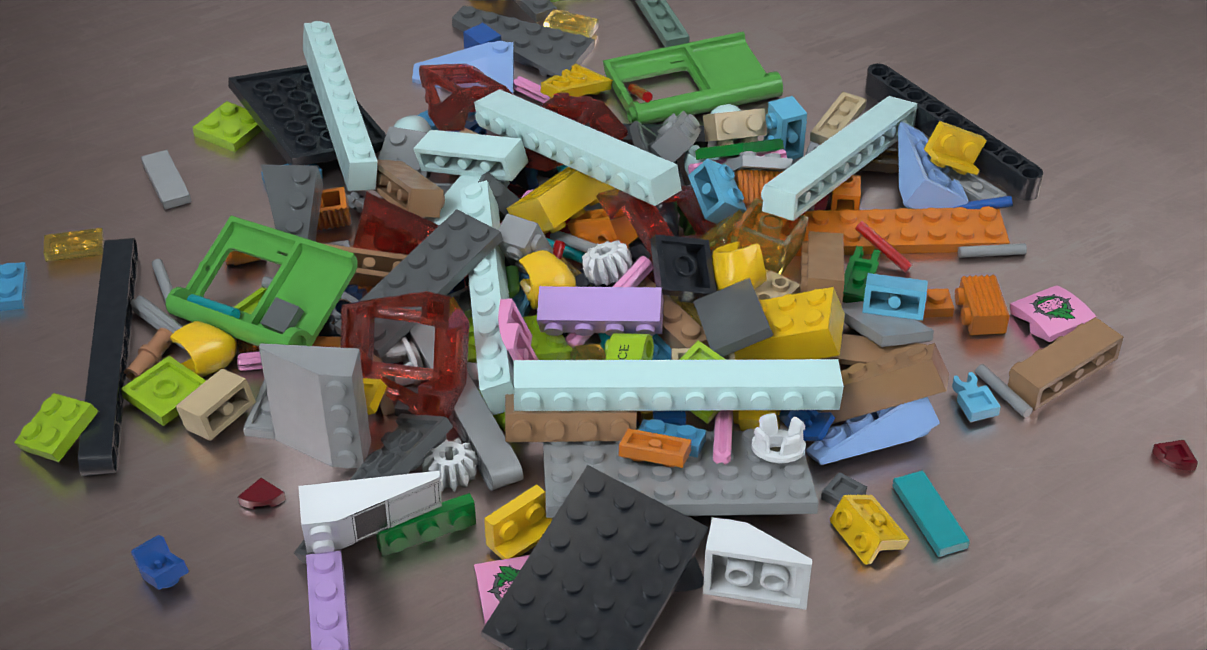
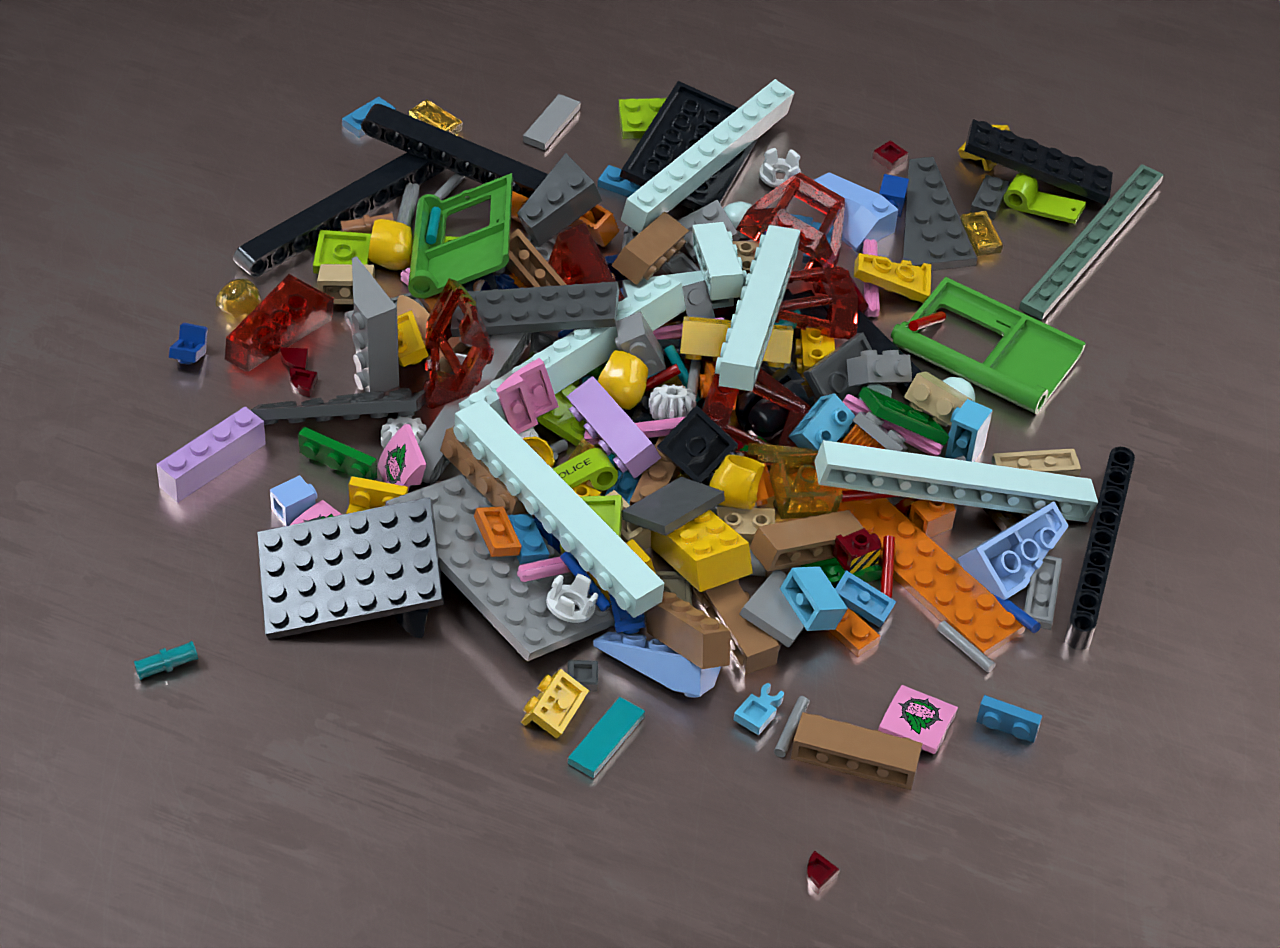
camera: 50 degrees right, 5 degrees up
(56, 427) = (255, 221): lime plate -> none
(138, 493) = (238, 297): none -> clear yellow hair
(142, 245) = (448, 149): none -> black beam
(207, 475) = (278, 321): none -> clear red wedge
(281, 316) = (439, 261): dark grey tile -> none
(288, 505) = (303, 381): none -> dark red tile
(353, 510) = (288, 404): white slope -> none
(380, 86) = (773, 164): none -> white piece
(433, 26) = (890, 155): none -> dark red tile
(452, 588) = (292, 499): none -> light blue brick
(493, 474) = (402, 459): none -> bright pink slope
(747, 420) = (574, 566): none -> blue piece
(754, 566) = (436, 640): white slope -> none
(859, 240) = (857, 550): none -> dark red brick
(909, 269) = (864, 599): none -> dark azure plate
(955, 148) = (1049, 553): yellow bracket -> none
(982, 305) = (878, 666): orange brick -> none
(1091, 263) = (1009, 718): none -> dark azure plate

